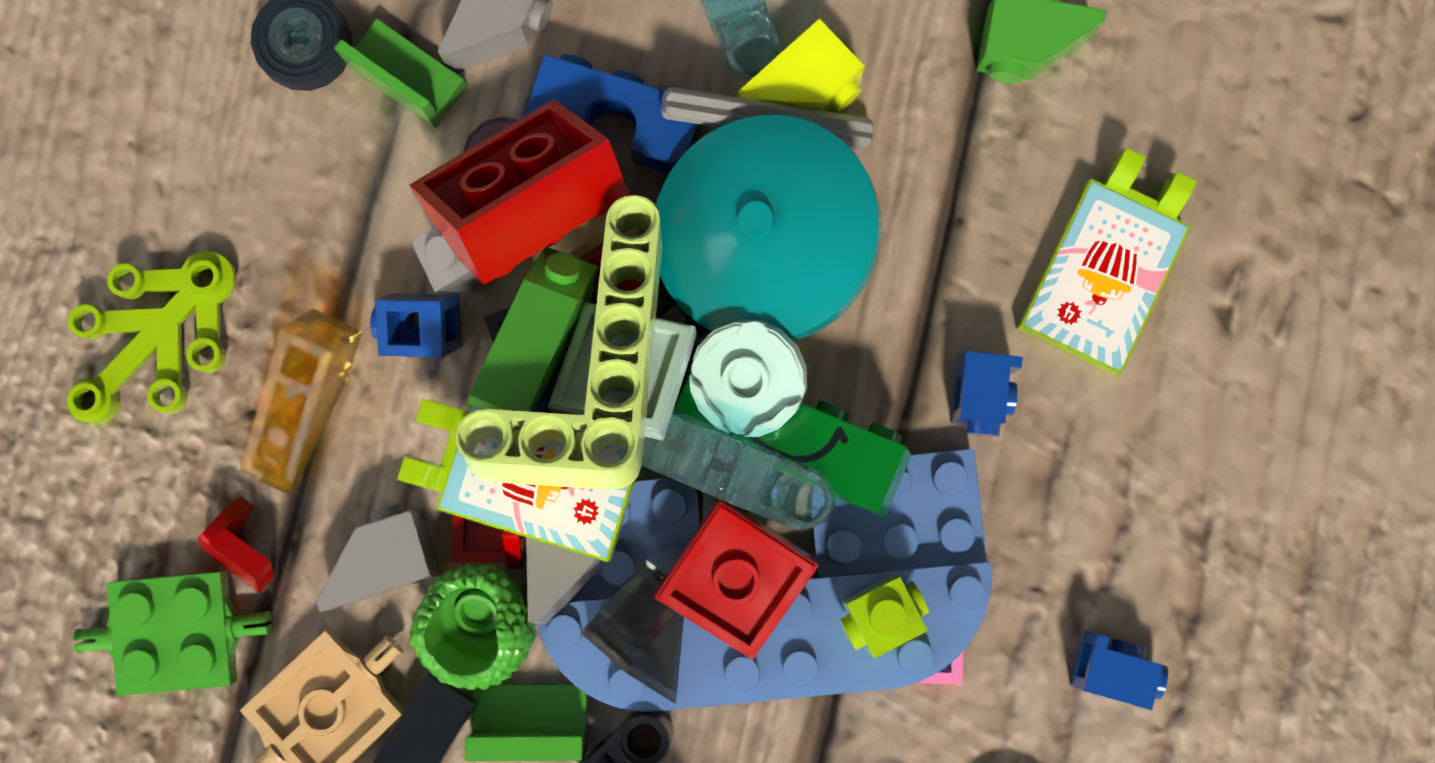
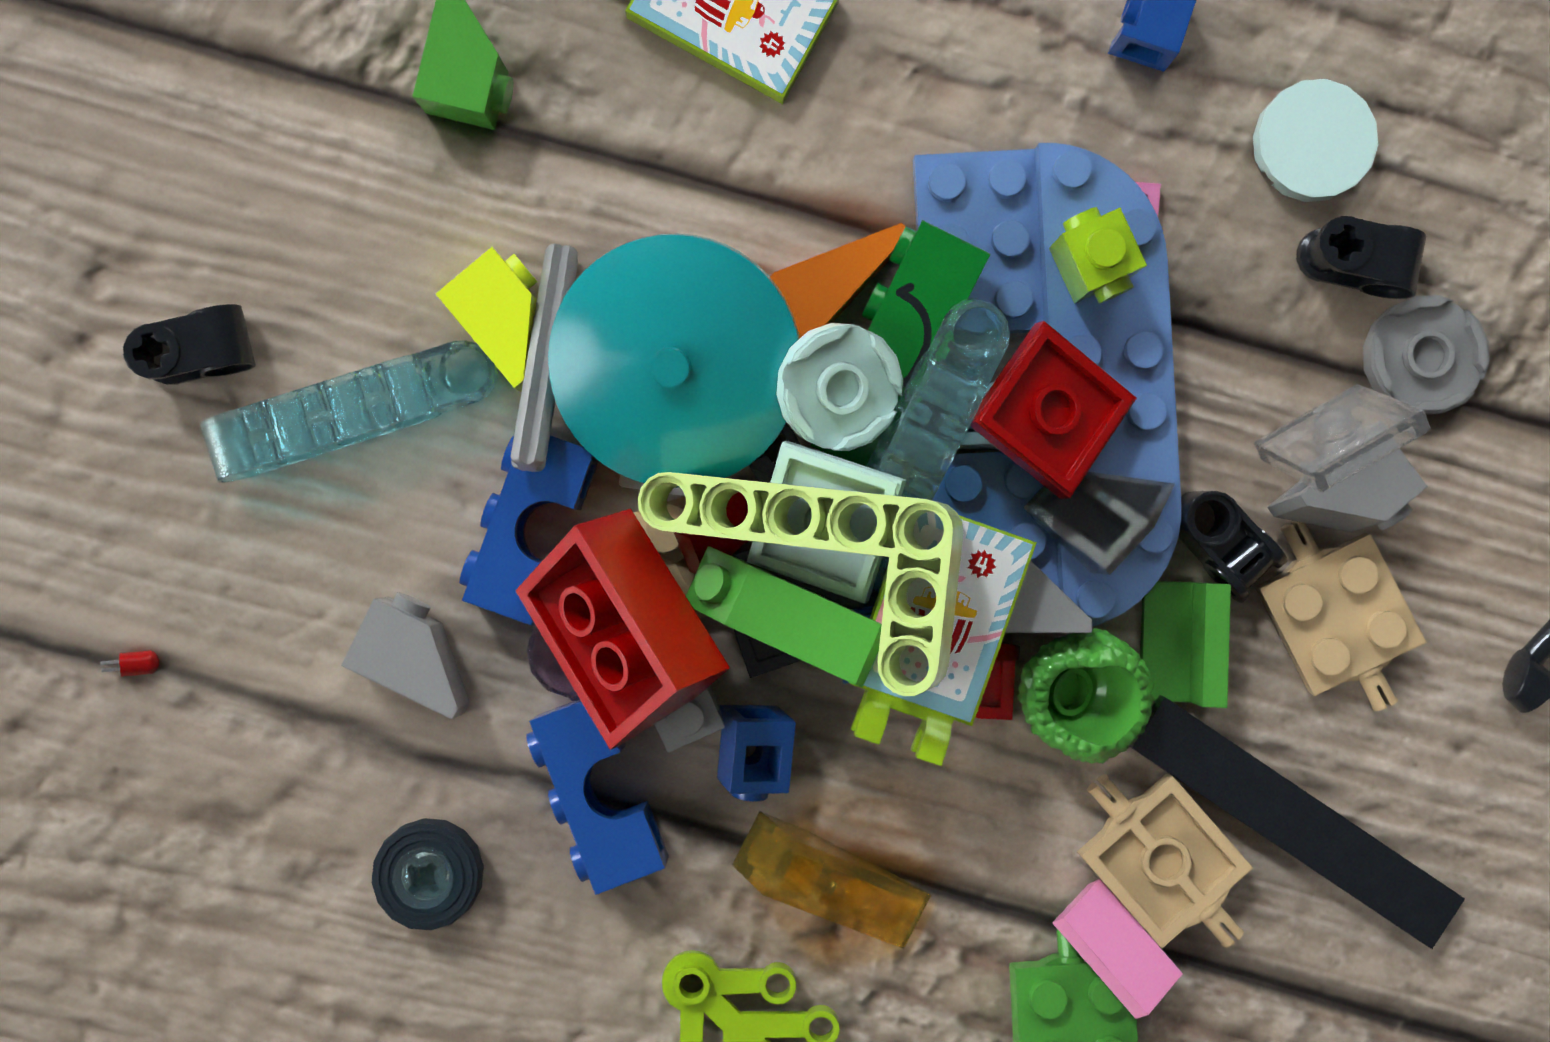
camera: 90 degrees left, 5 degrees up
(223, 546) = (993, 955): red tile -> none
(238, 668) = (1118, 949): none -> bright pink tile
(333, 196) = (610, 842): none -> blue arch
(381, 558) = (1008, 793): light grey slope -> none
(403, 72) = (468, 760): bright green panel -> none
(846, 370) = (828, 283): none -> orange slope
(984, 391) = (855, 140): blue brick -> none

